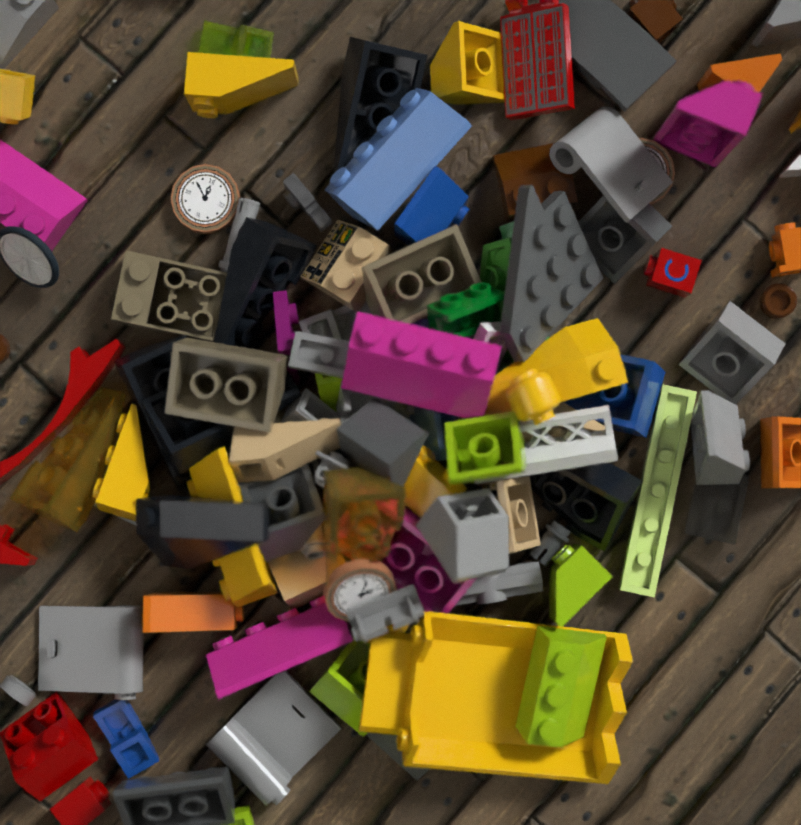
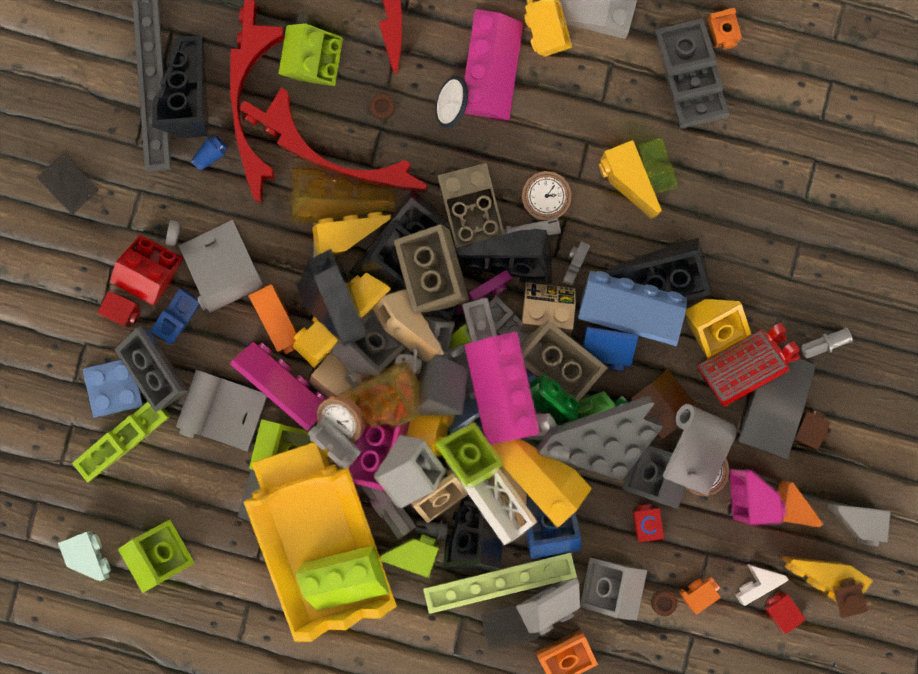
camera: 65 degrees right, 0 degrees up
(533, 396) = (517, 470): yellow head -> none

